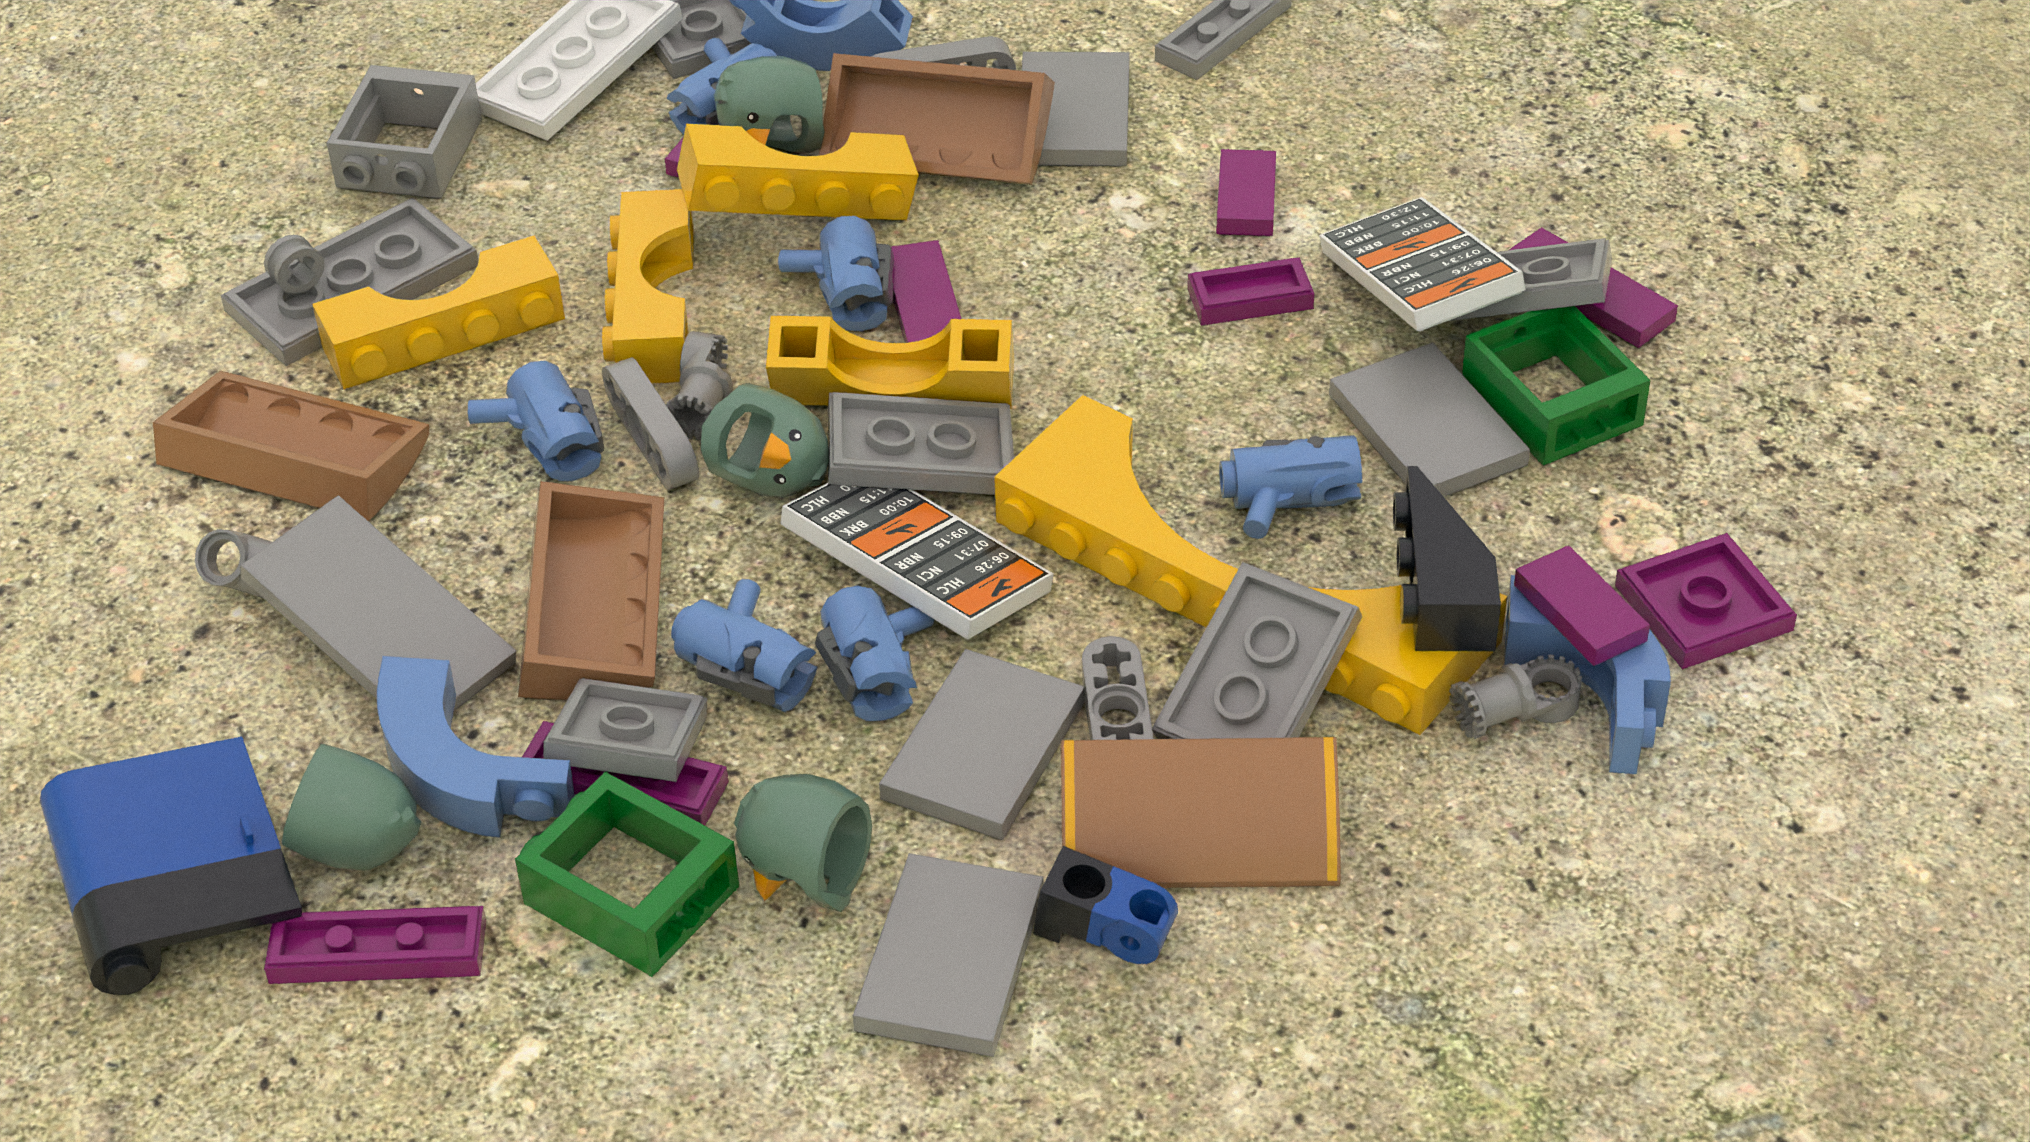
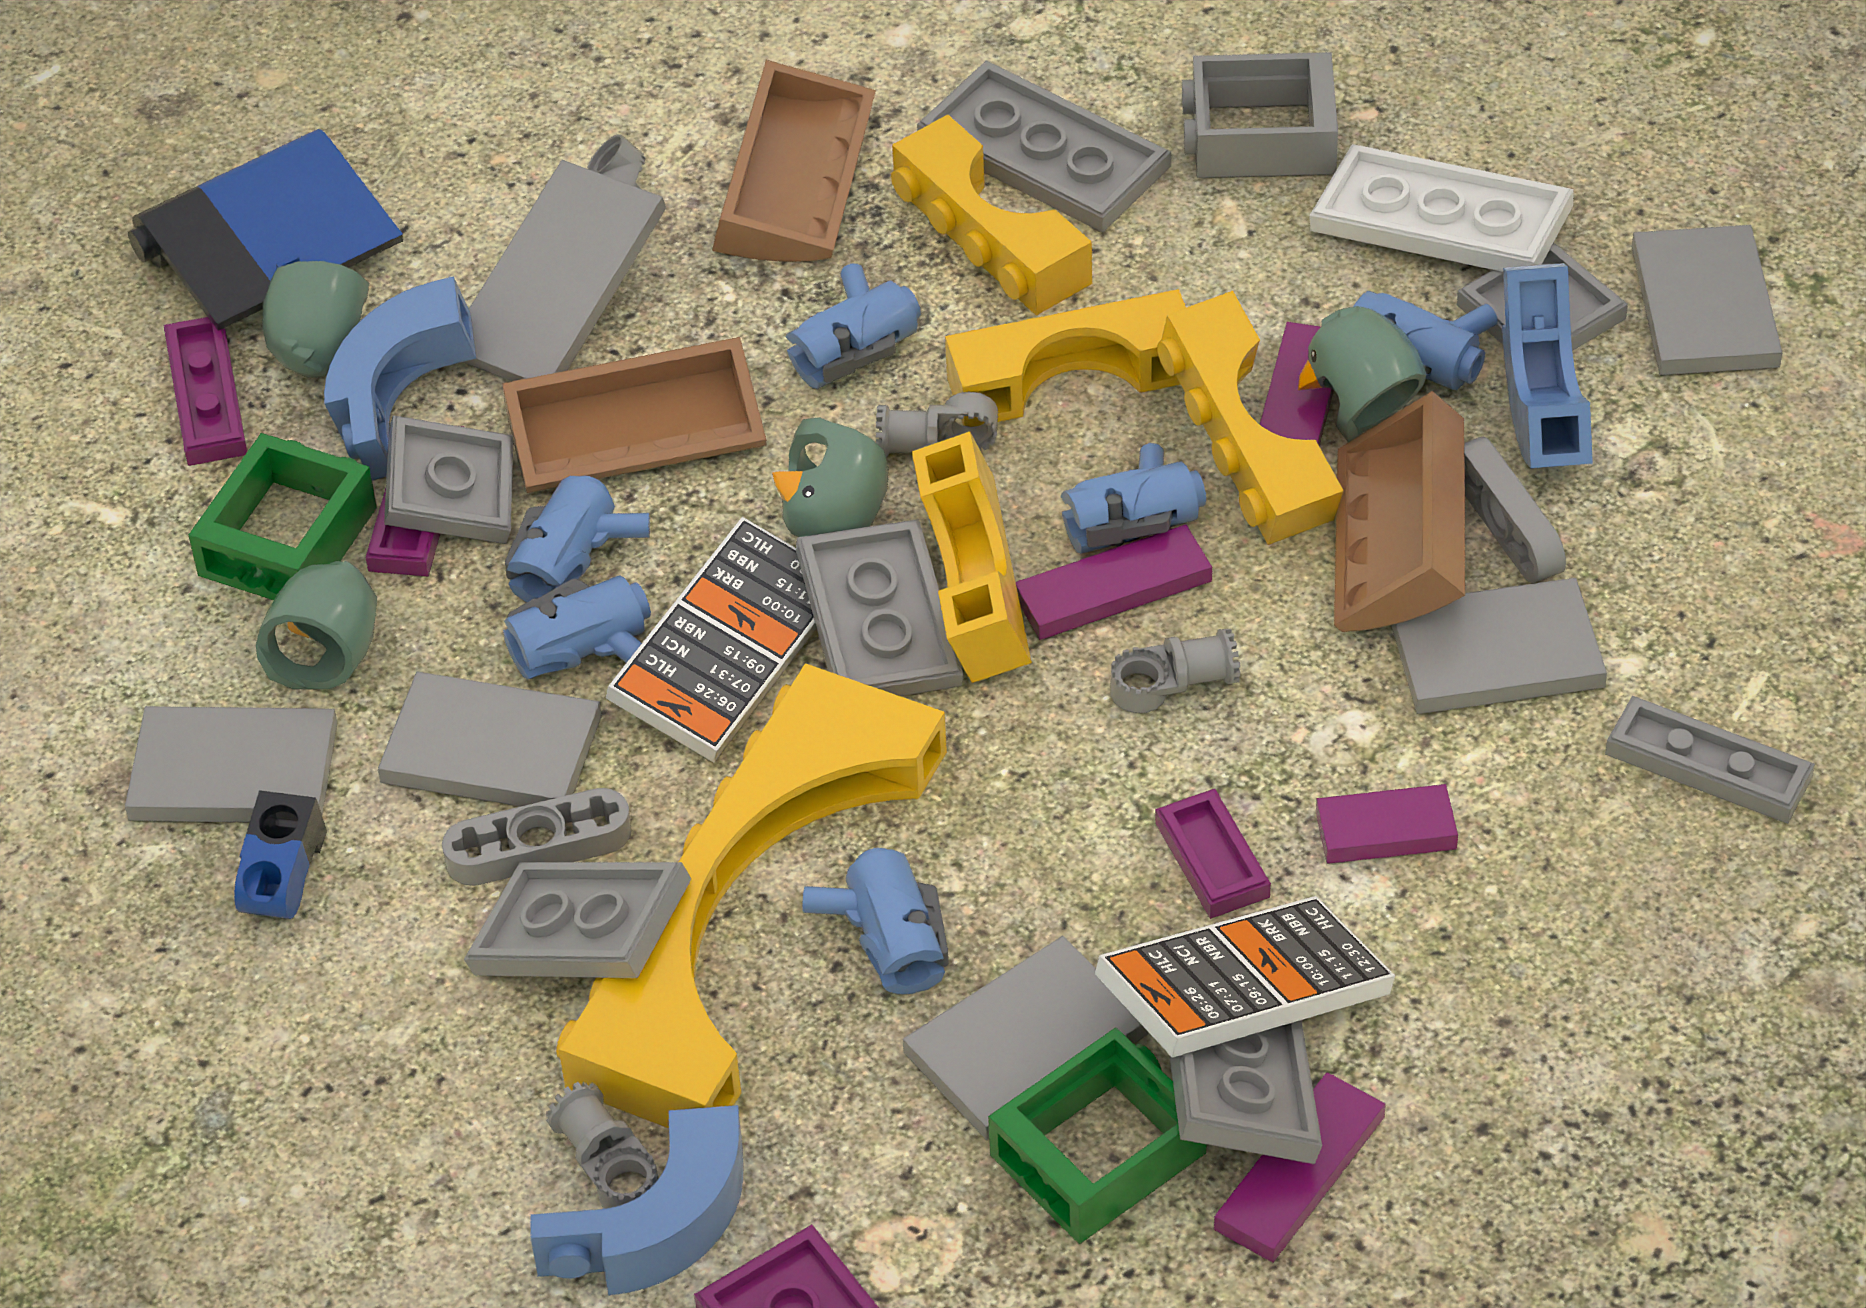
camera: 80 degrees right, 5 degrees up
(283, 253) = (1012, 88): light grey bush -> none
(650, 423) = (898, 381): light grey beam -> none
(1048, 276) = (1173, 669): none -> light grey connector
(1206, 809) = (401, 908): medium nougat slope -> none
(1449, 570) = (693, 1030): black slope -> none
(1581, 605) = (685, 1161): magenta tile -> none

